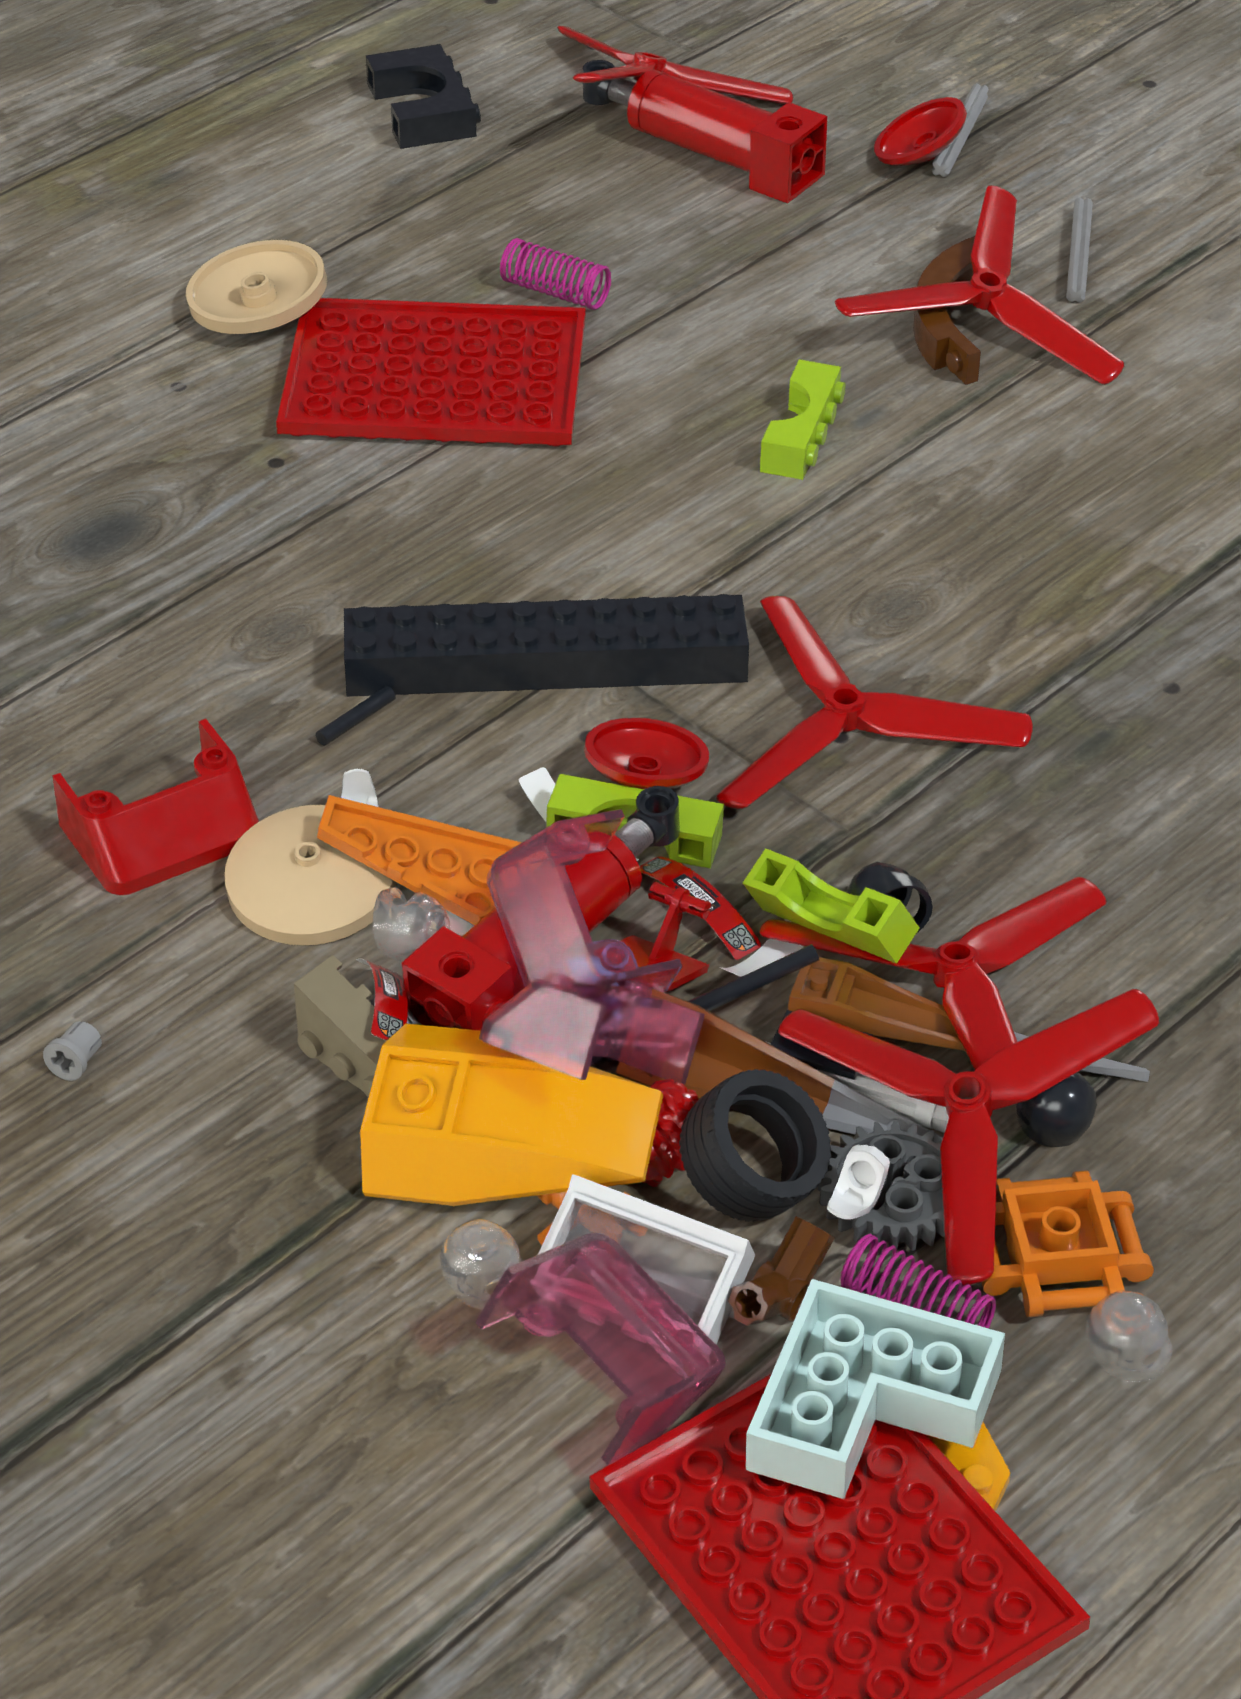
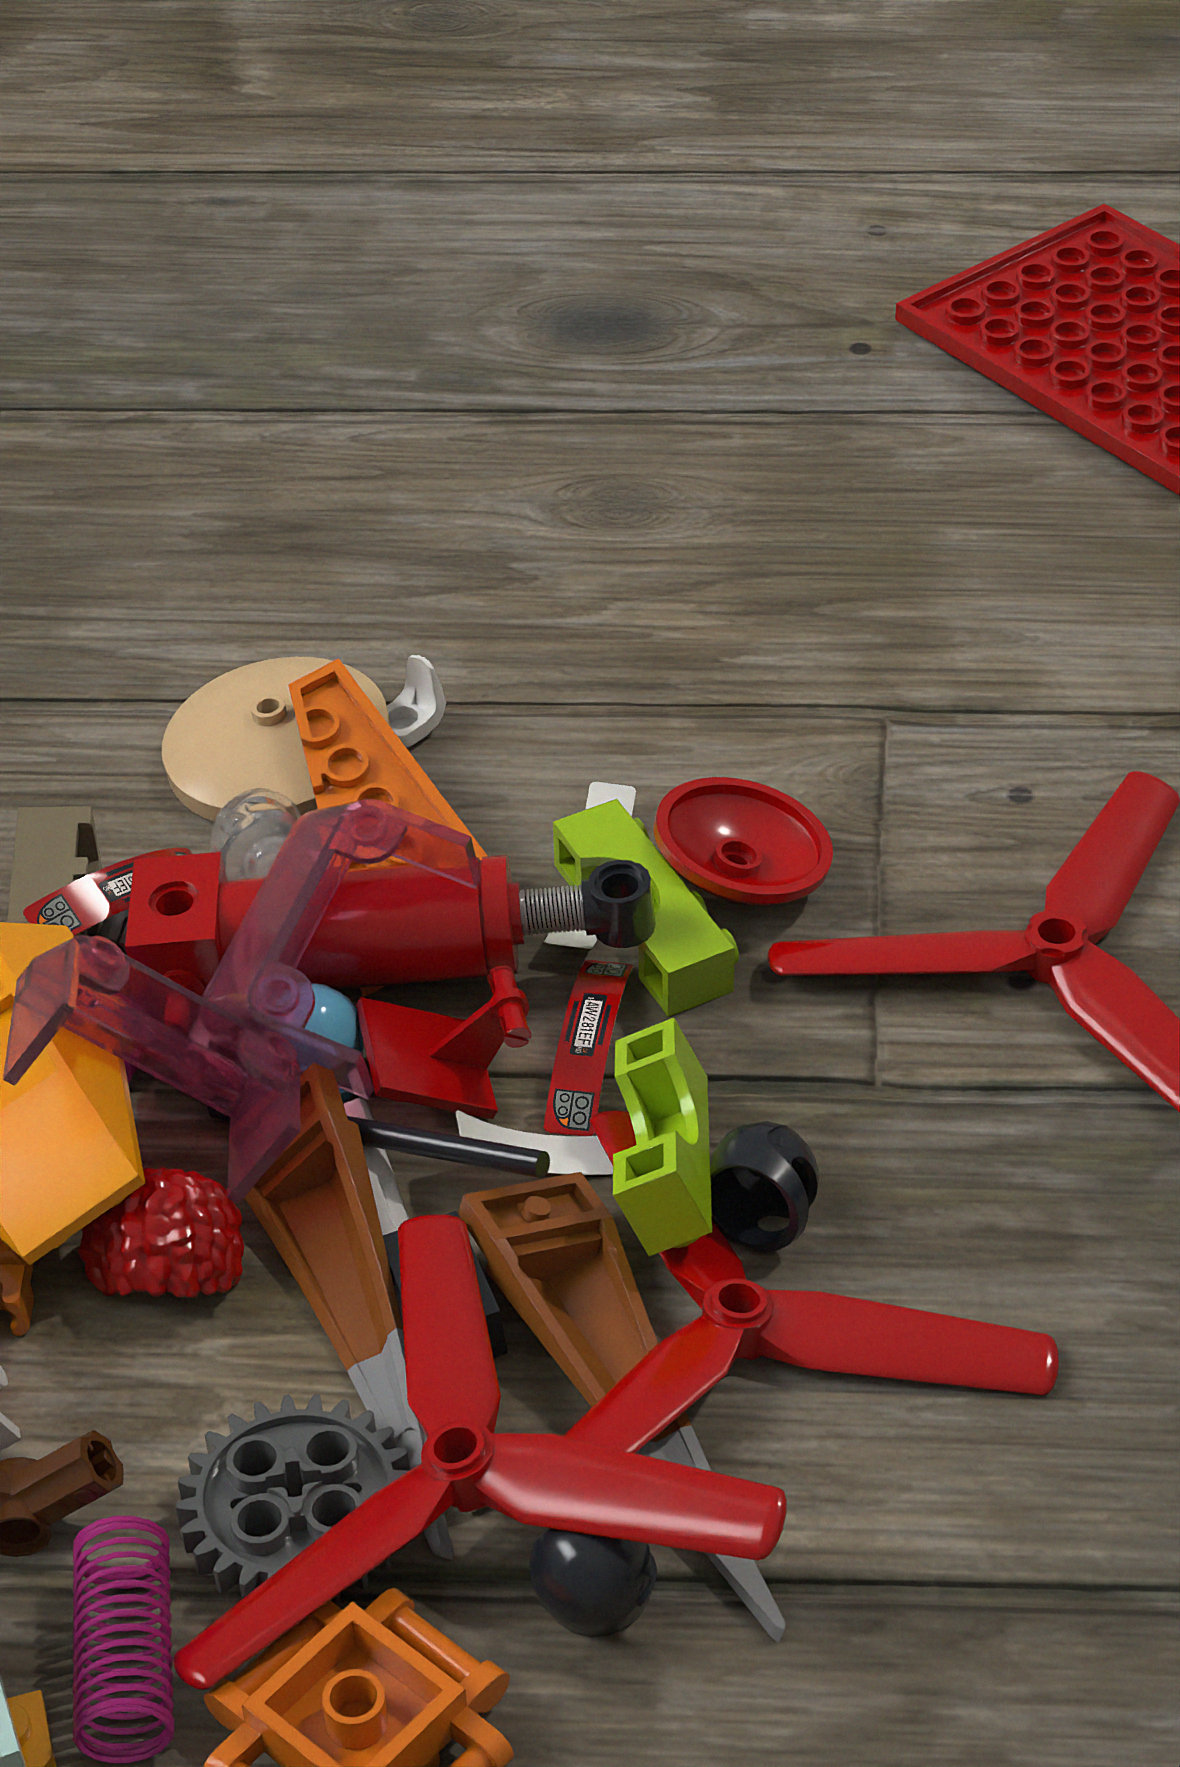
camera: 50 degrees right, 0 degrees up
(164, 832) = (228, 611): red windscreen -> none
(256, 286) = (1064, 168): tan dish -> none
(355, 715) = (557, 623): black piece -> none
(546, 645) = (838, 677): black brick -> none
(791, 1122) = (158, 1236): black tyre -> none
(859, 1182) = (208, 1463): white hair -> none

